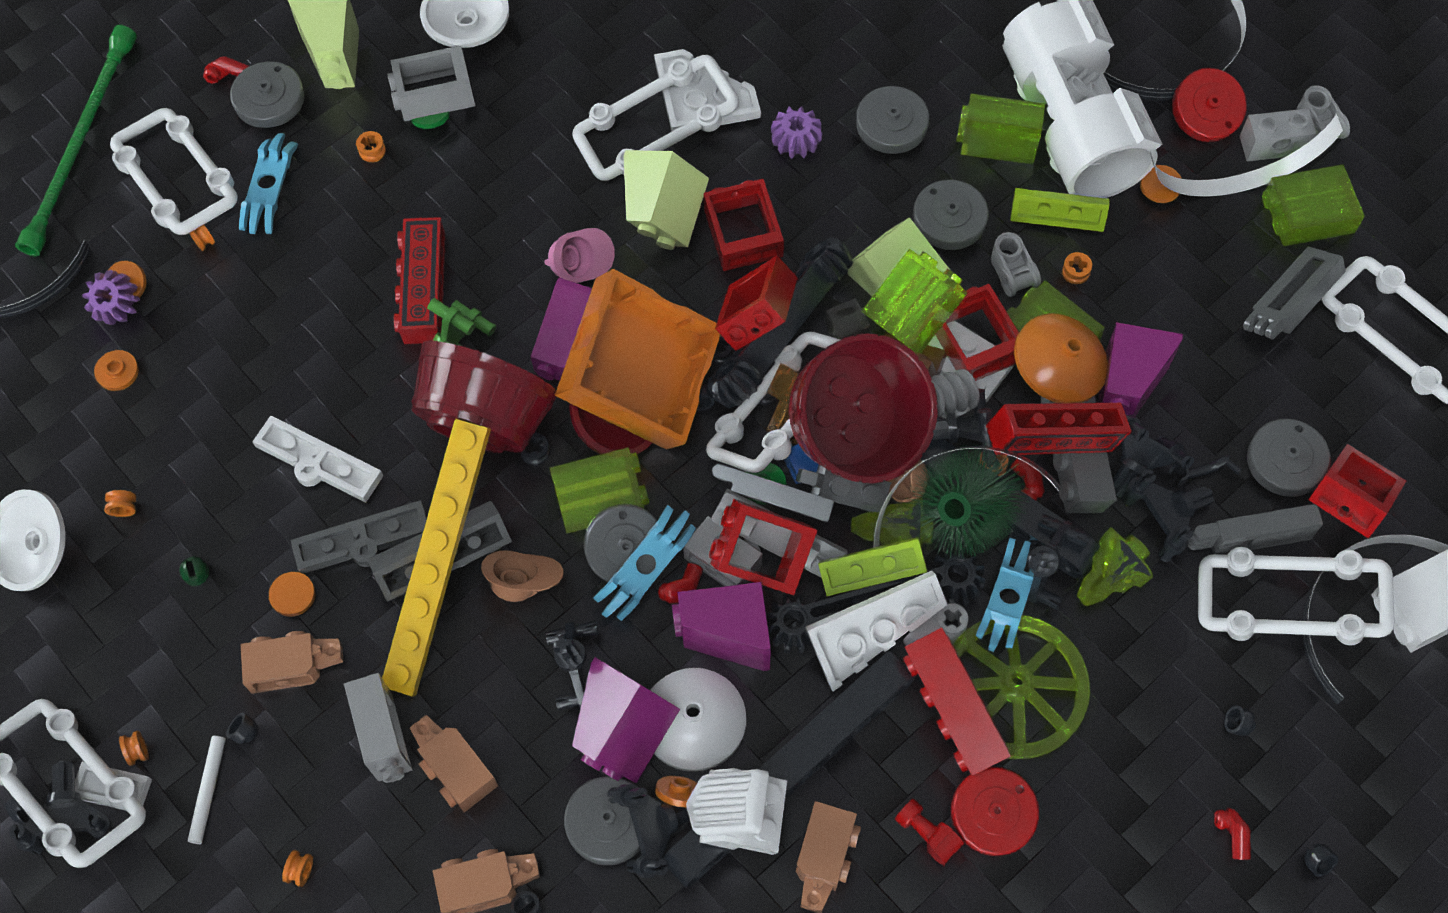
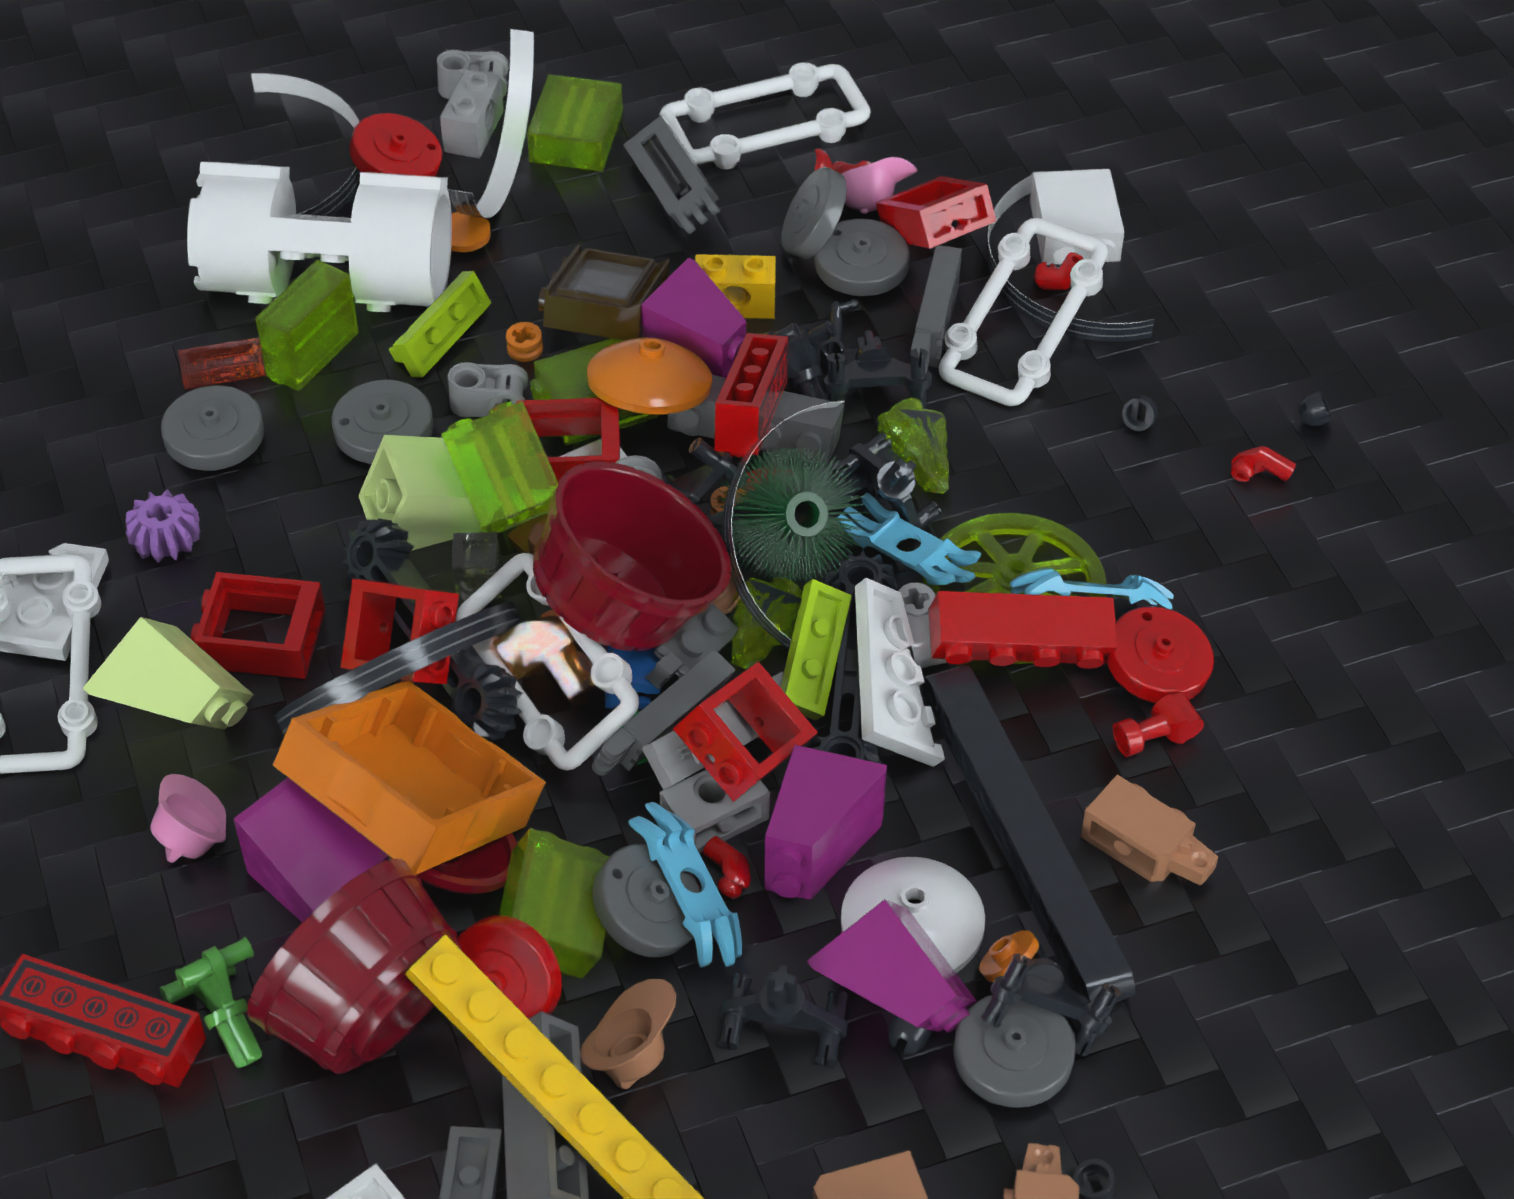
camera: 70 degrees left, 15 degrees down
(527, 482) = (515, 961): none -> red wheel
(736, 327) = (404, 661): none -> black sticker
(738, 809) = (1072, 876): white piece -> none
(950, 92) = (221, 363): none -> clear red tile
(1039, 767) = (1132, 589): none -> medium azure piece
(1137, 293) = (601, 293): none -> dark brown window
(1203, 381) = (744, 281): none -> yellow brick
(1302, 404) = (814, 213): none -> dark grey wheel
(1356, 605) = (1056, 278): none -> red arm
(1363, 422) = (868, 181): none -> bright pink hair

